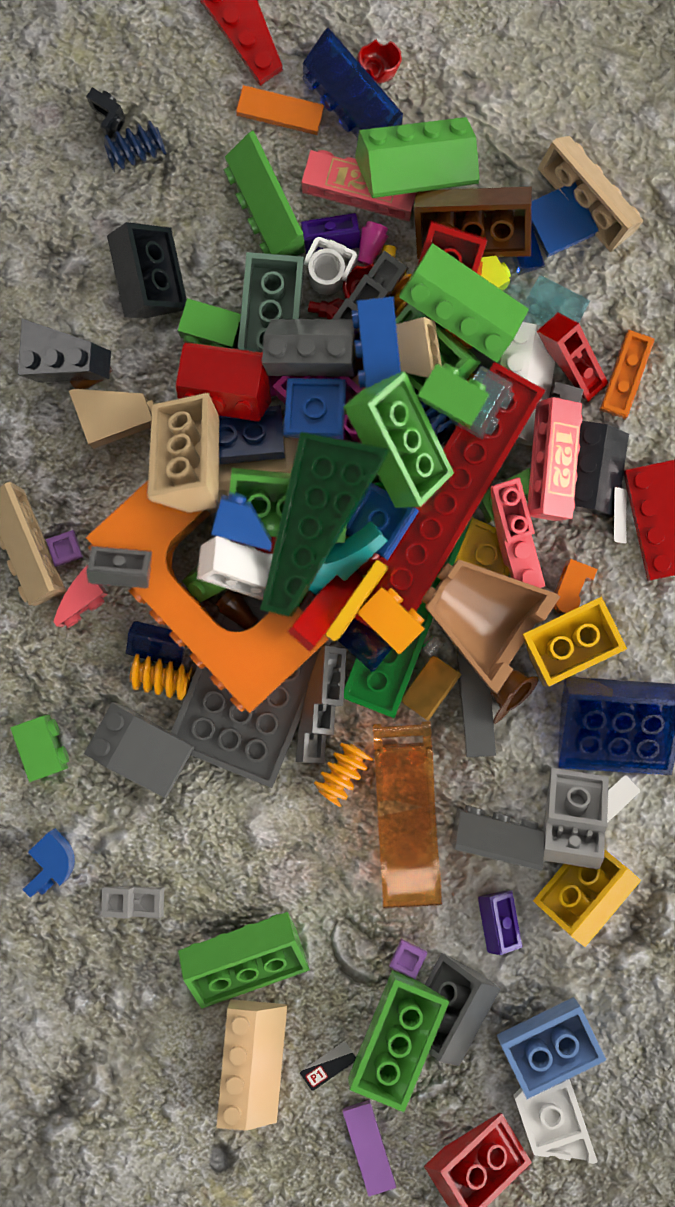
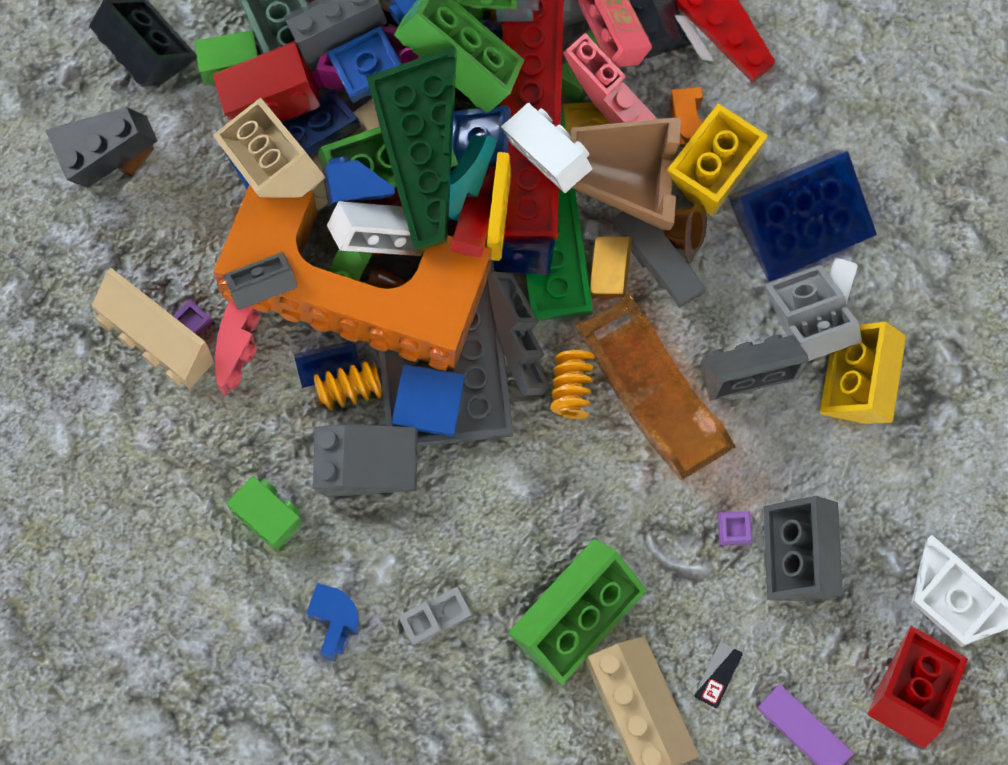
camera: 30 degrees left, 15 degrees down
(111, 414) = (175, 176): tan slope -> none
(216, 726) = (428, 400): none -> blue tile
(391, 619) = (540, 212): light orange brick -> none
(397, 1041) = (770, 602): bright green slope -> none
(426, 570) = (548, 147): none -> white brick
(500, 922) = (800, 448): dark purple slope -> none
(551, 1047) = (918, 529): medium blue slope -> none

